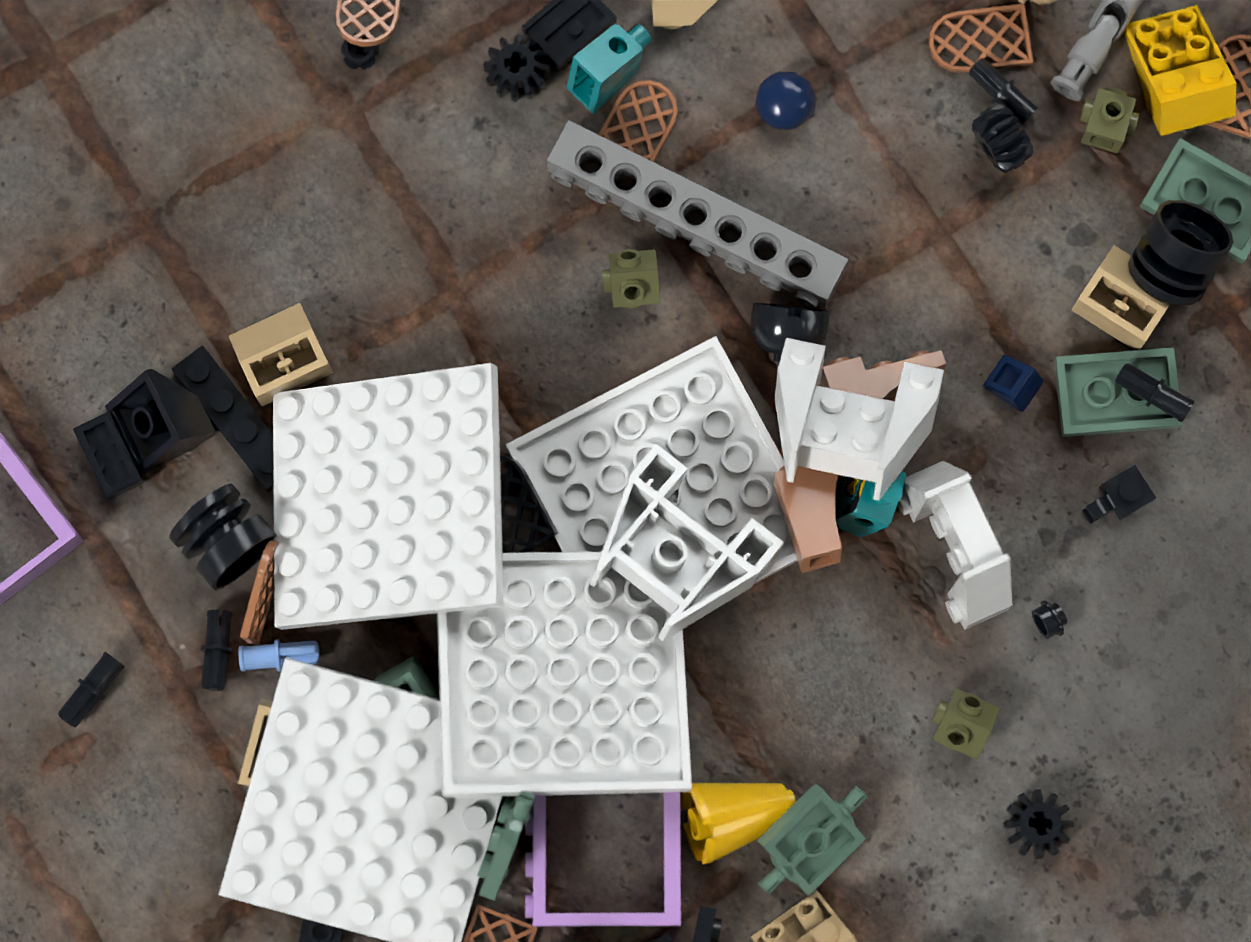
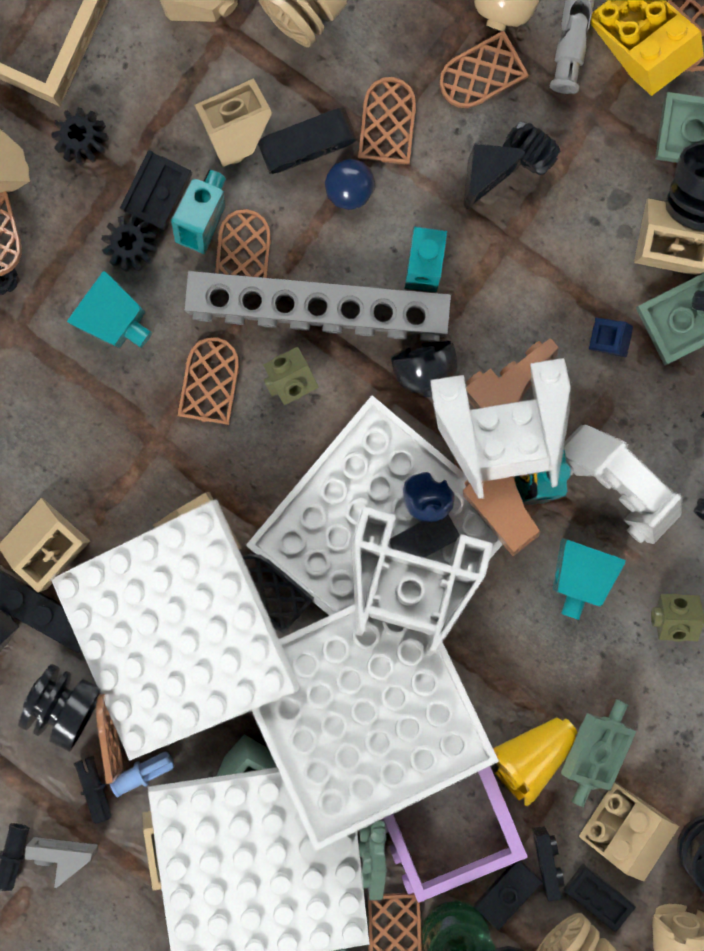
camera: 25 degrees left, 10 degrees up
(156, 716) = (67, 854): none -> light grey slope
(462, 135) = (110, 314): none -> teal torso
(517, 289) = (185, 390): none -> nougat window
(717, 512) = (425, 537): none -> black plate
(730, 469) = (427, 498): none -> dark blue hair
(757, 35) = (307, 140): none -> black beam
(812, 75) = (376, 123): none -> nougat window
(836, 209) = (425, 259): none -> teal torso
(876, 634) = (584, 576): none -> teal torso
(945, 143) = (488, 168): none -> black slope
(1002, 90) = (515, 108): black axle -> none
(1108, 119) = (607, 99): olive brick -> none

